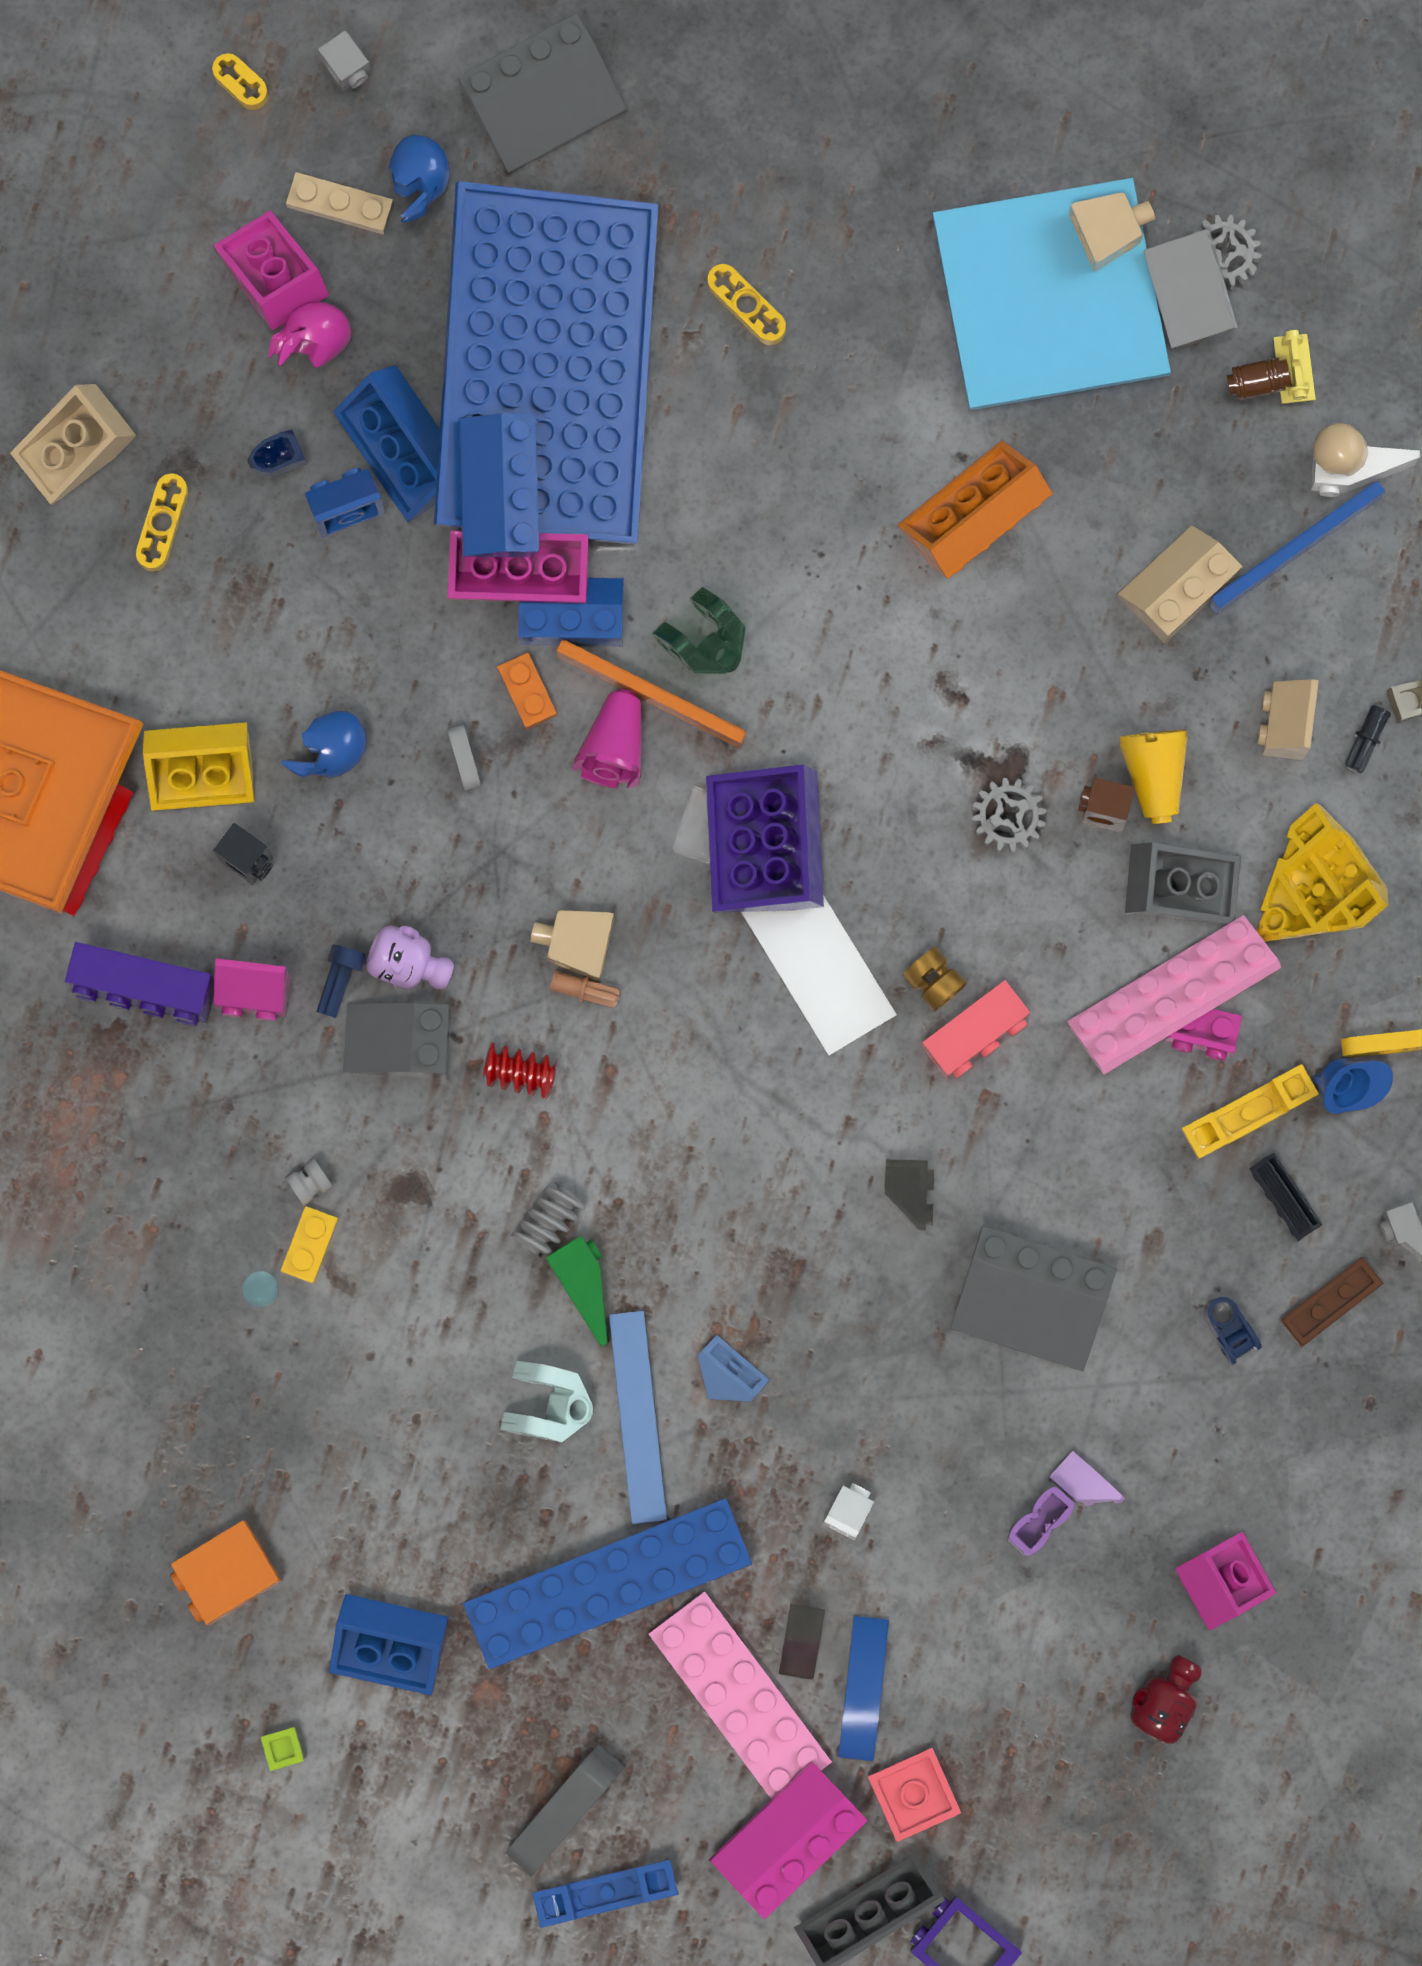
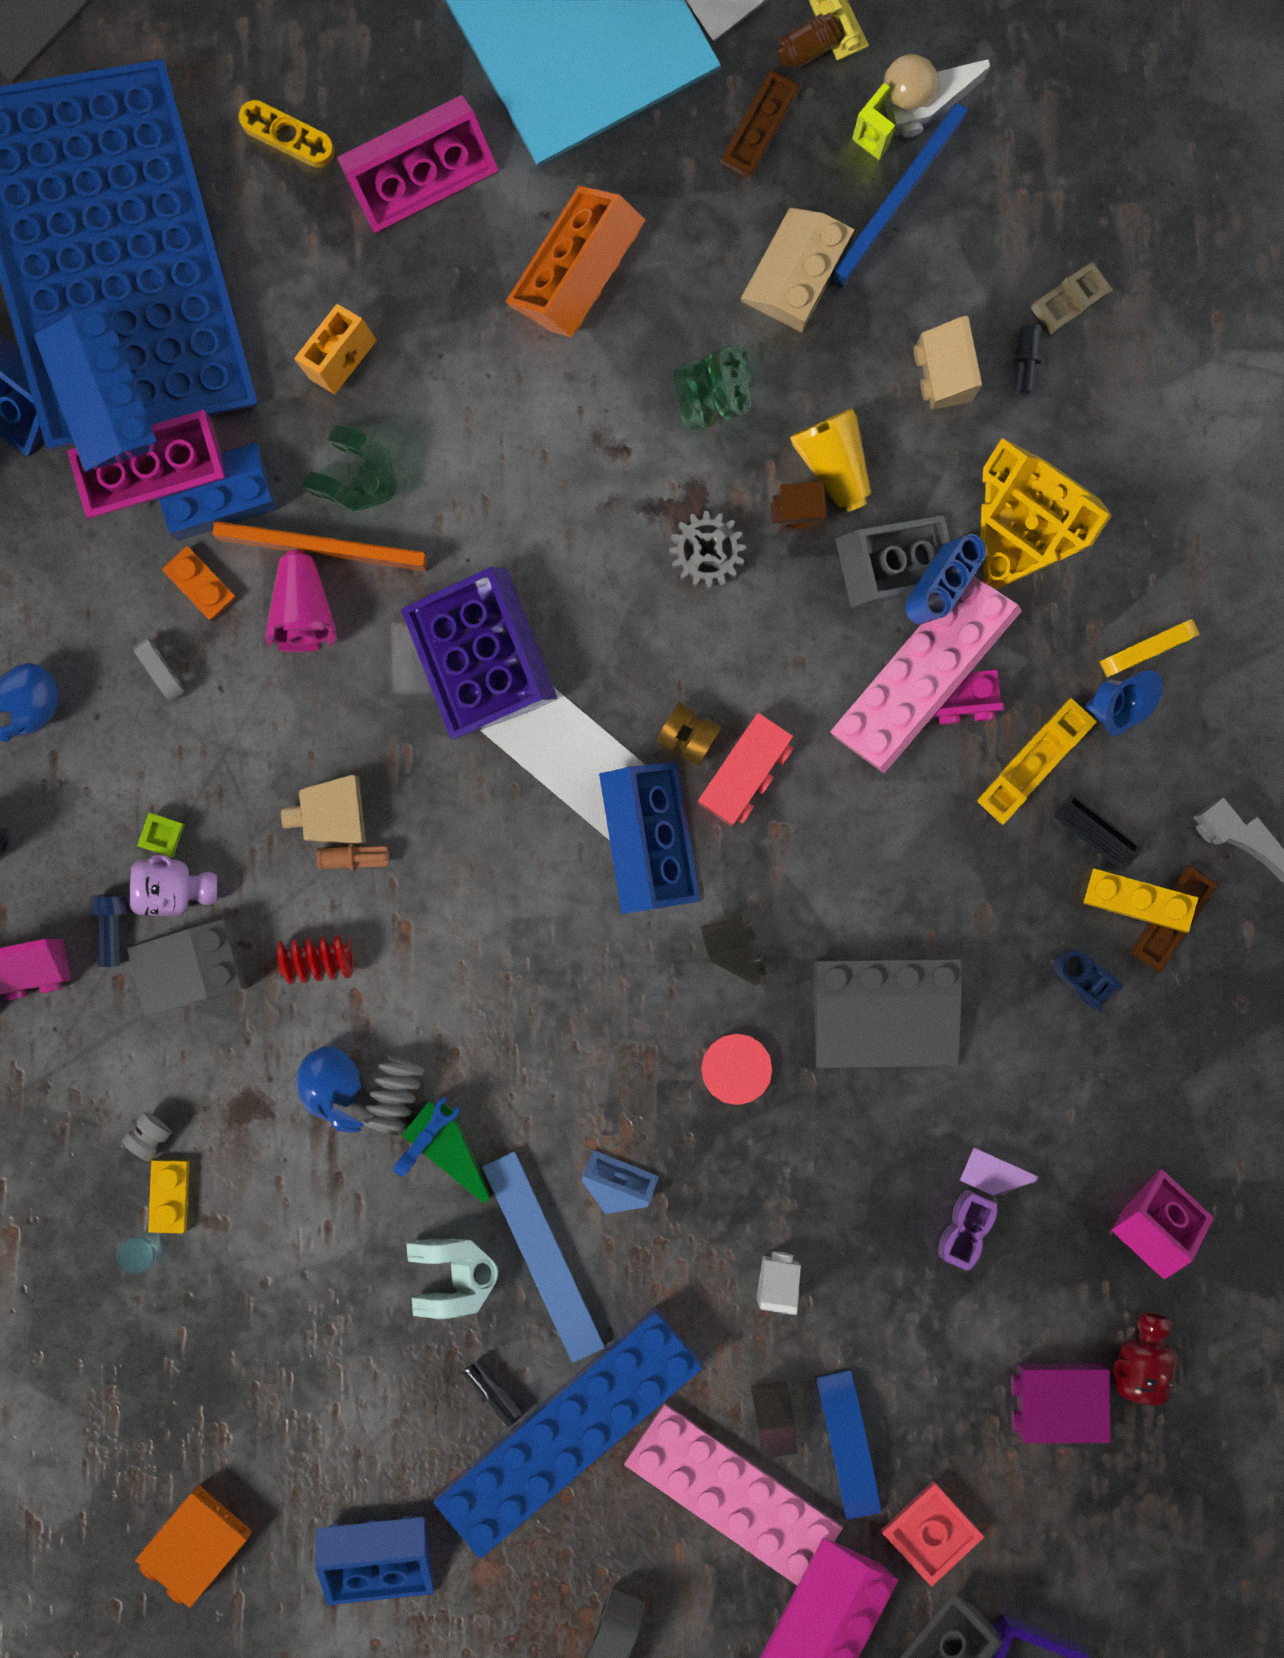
camera: 20 degrees left, 5 degrees up
(414, 909) = (160, 834): none -> lime plate
(491, 1192) = (326, 1079): none -> blue helmet
(548, 1526) = (492, 1393): none -> black axle
(584, 1255) = (425, 1137): none -> blue piece
(726, 518) = (335, 349): none -> light orange brick
(859, 372) = (418, 163): none -> dark pink slope
(866, 1062) = (649, 837): none -> blue slope
(875, 1304) = (736, 1069): none -> coral tile
(1069, 663) = (723, 375): none -> clear green piece
(1075, 1713) = (1061, 1403): none -> magenta brick
(1190, 439) = (760, 124): none -> reddish brown tile
(1206, 916) = (958, 564): none -> blue beam
(1289, 478) = (872, 128): none -> neon yellow panel
(1304, 1273) = (1140, 900): none -> yellow plate

